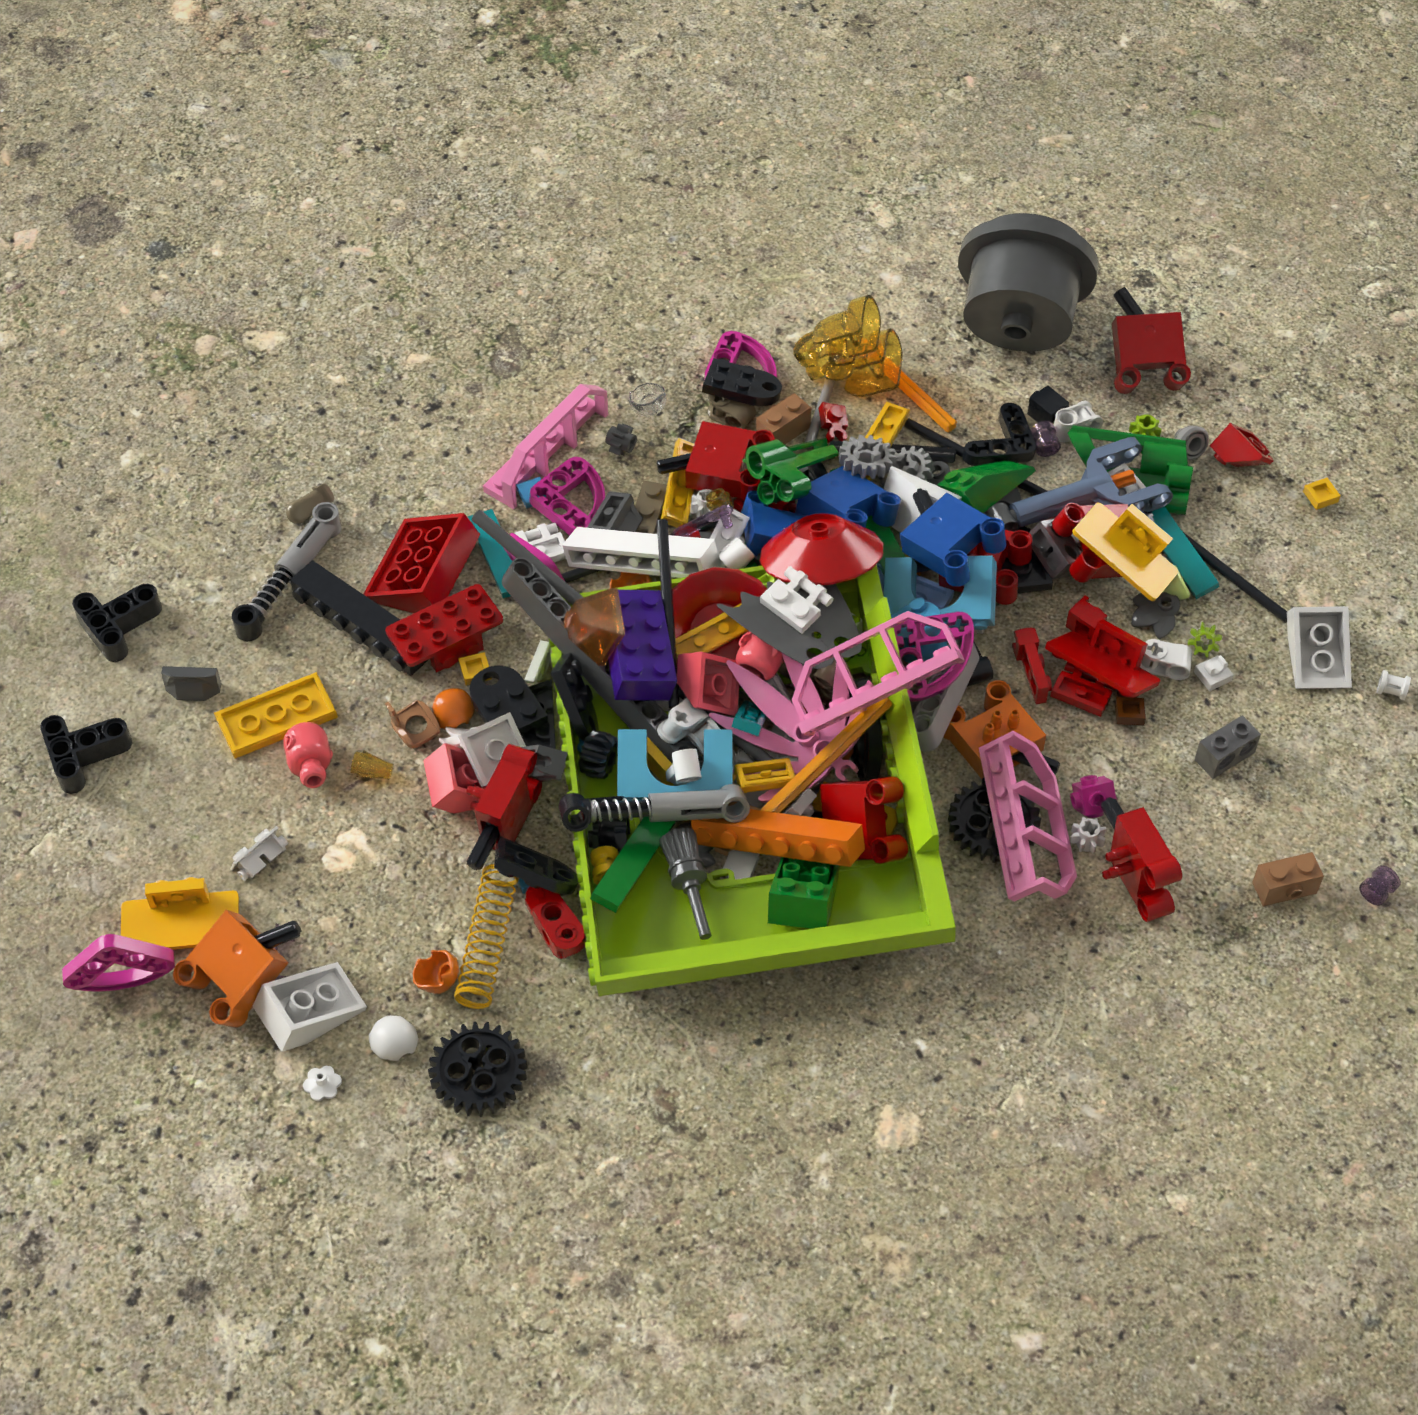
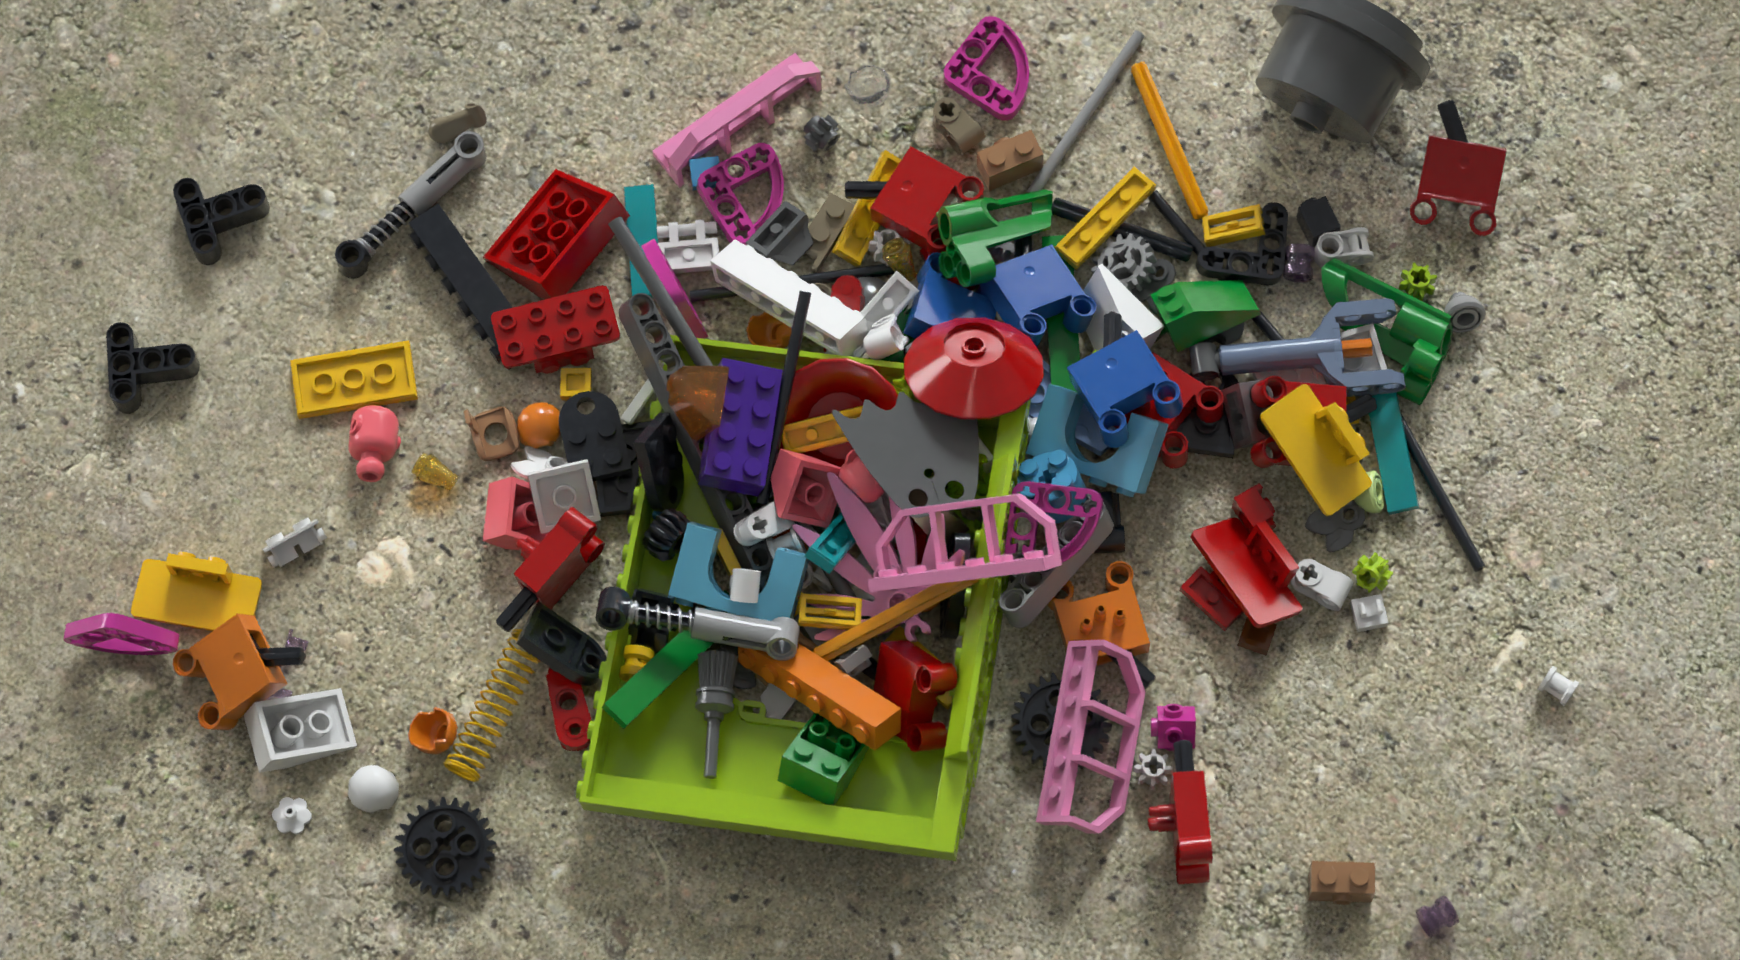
camera: 20 degrees right, 15 degrees up
(191, 682) = (275, 318): dark grey slope -> none
(549, 763) = (611, 529): dark grey hinge -> none
(722, 512) = (886, 282): piece -> none
(741, 383) = (976, 99): black plate -> none
(790, 605) = (911, 434): white plate -> none
(834, 419) = (1070, 169): red plate -> none
(853, 349) = (1117, 94): clear yellow piece -> none
(867, 457) = (1079, 242): light grey gear -> none
(981, 425) = (1233, 230): none -> yellow tile
(1027, 650) = (1174, 526): red plate -> none
(1227, 746) = (1343, 709): flat silver brick -> none
(1240, 448) = (1518, 338): red slope -> none
(1320, 647) = (1496, 618): white slope -> none
(1321, 493) = (1585, 421): yellow plate -> none

